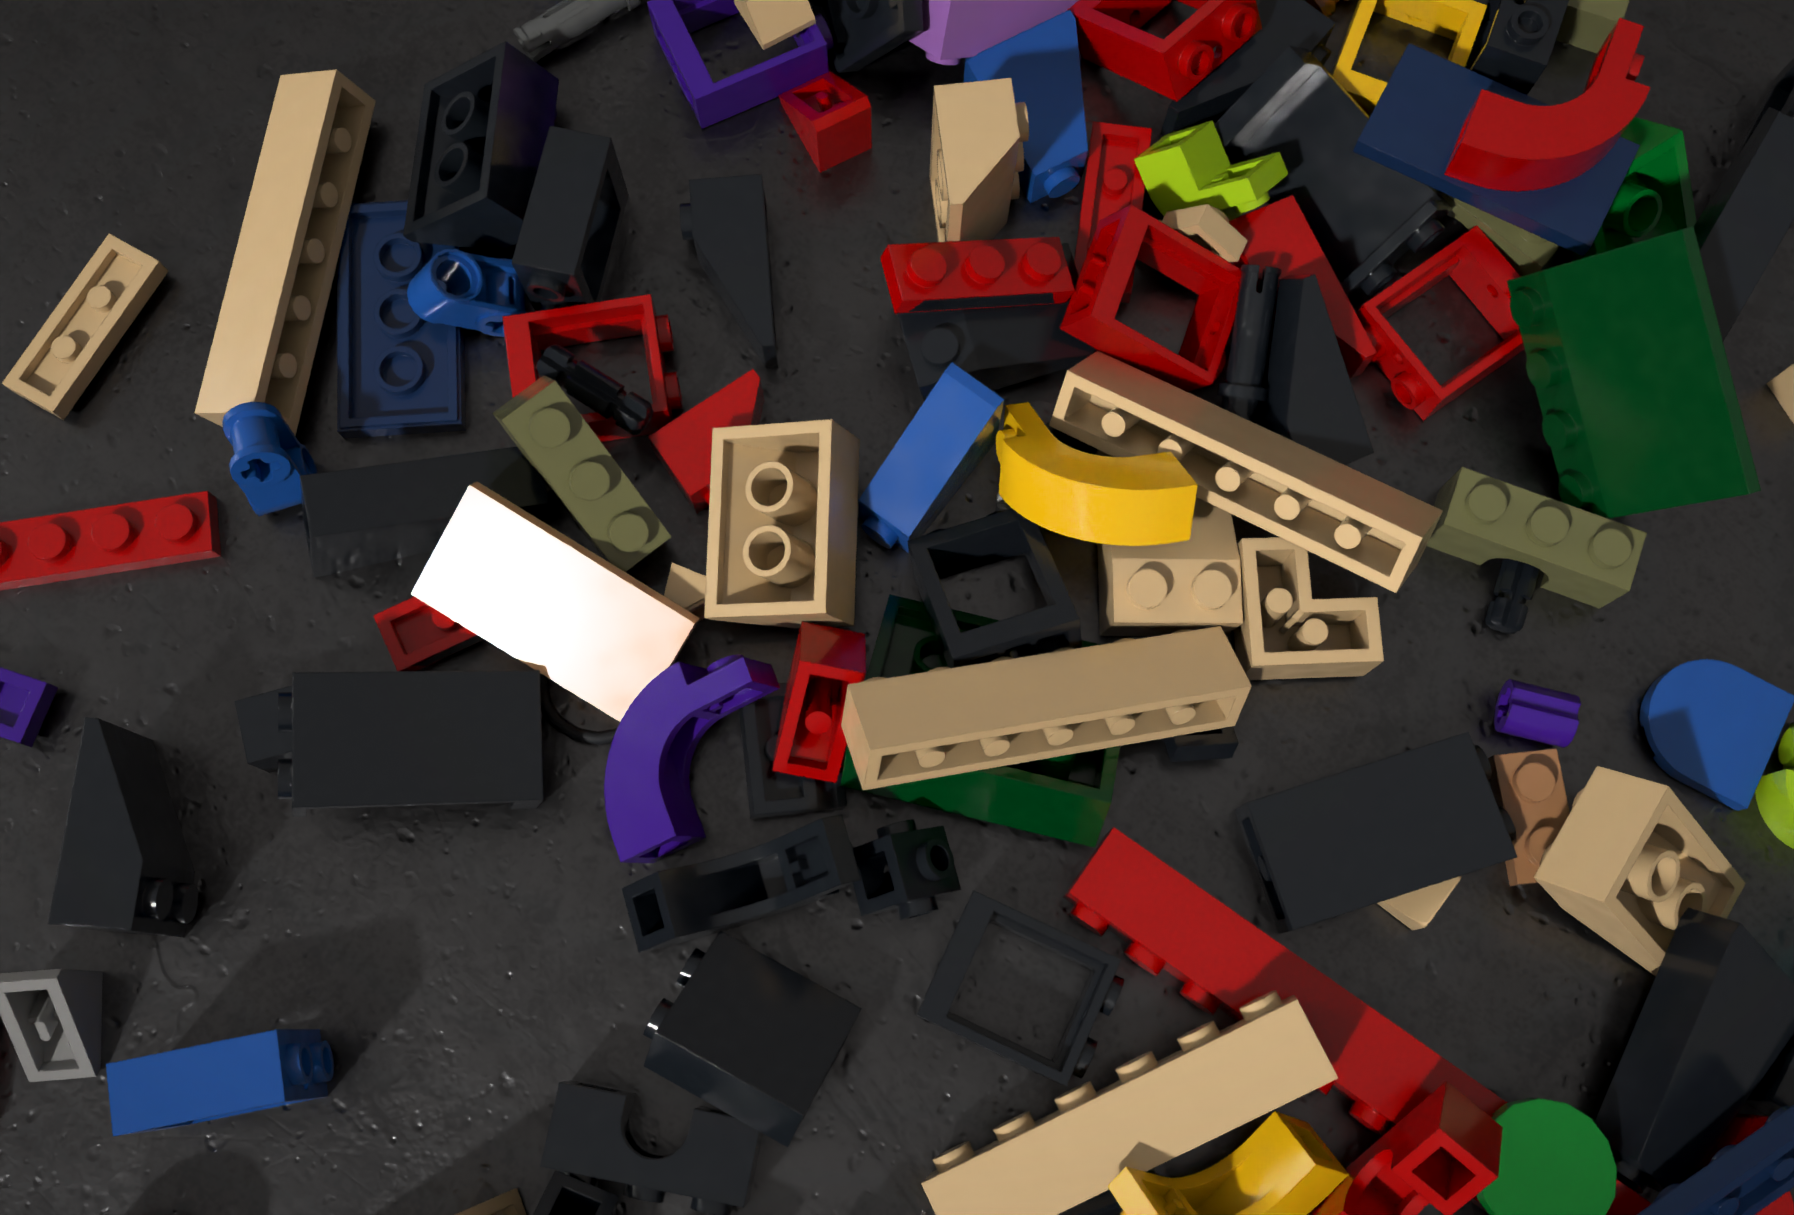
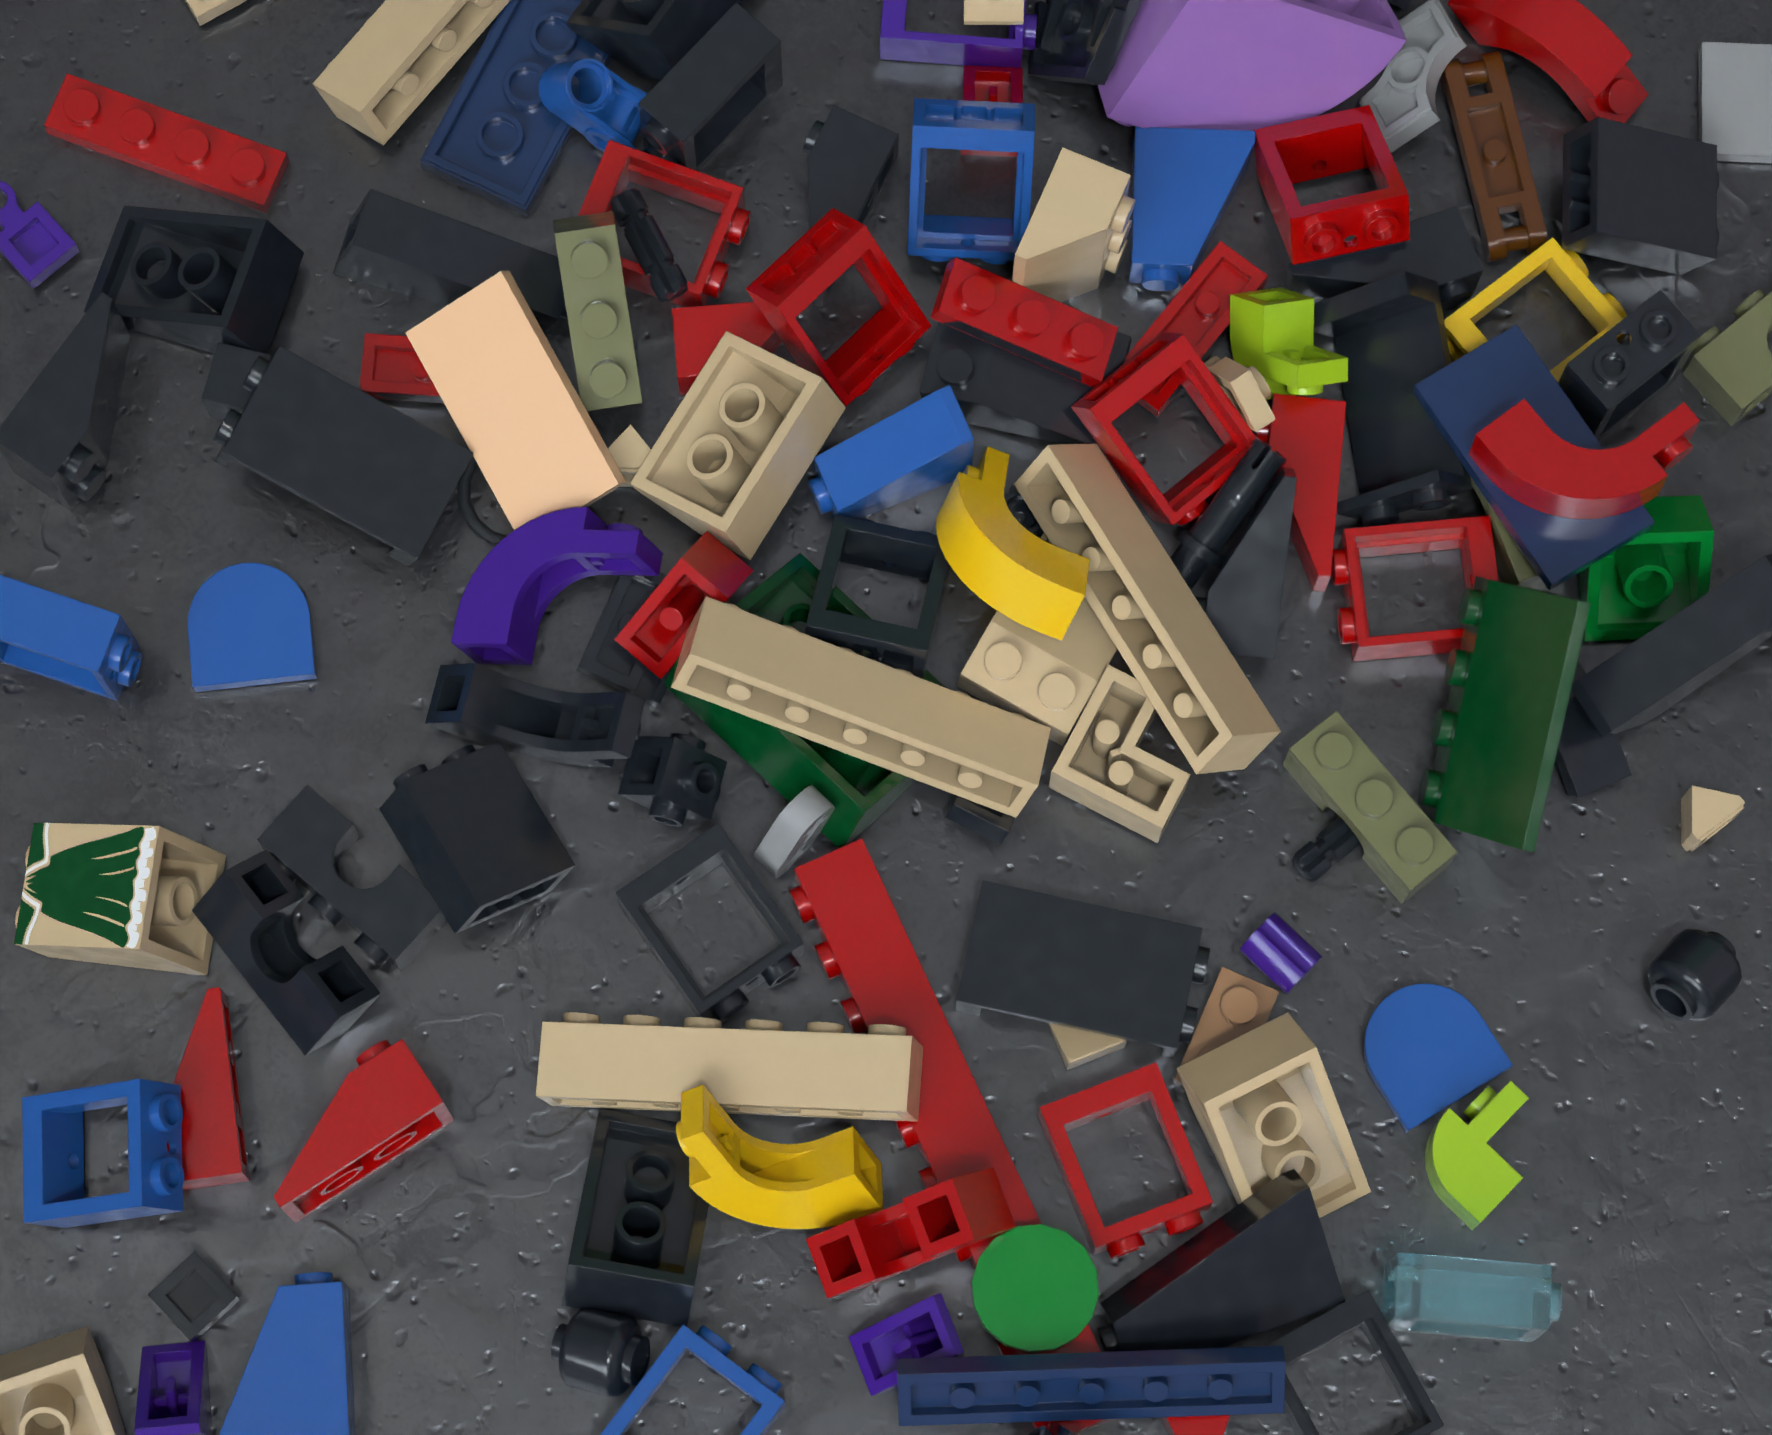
camera: 30 degrees right, 0 degrees up
(185, 649) = (198, 277): none -> black slope
(266, 457) = (352, 156): blue piece -> none
(418, 956) = (250, 630): none -> blue tile
(757, 335) = (808, 271): none -> red window
(828, 124) = (970, 127): none -> blue window
(1047, 856) = (794, 831): none -> light grey beam
(1471, 944) = (1102, 1101): none -> red window

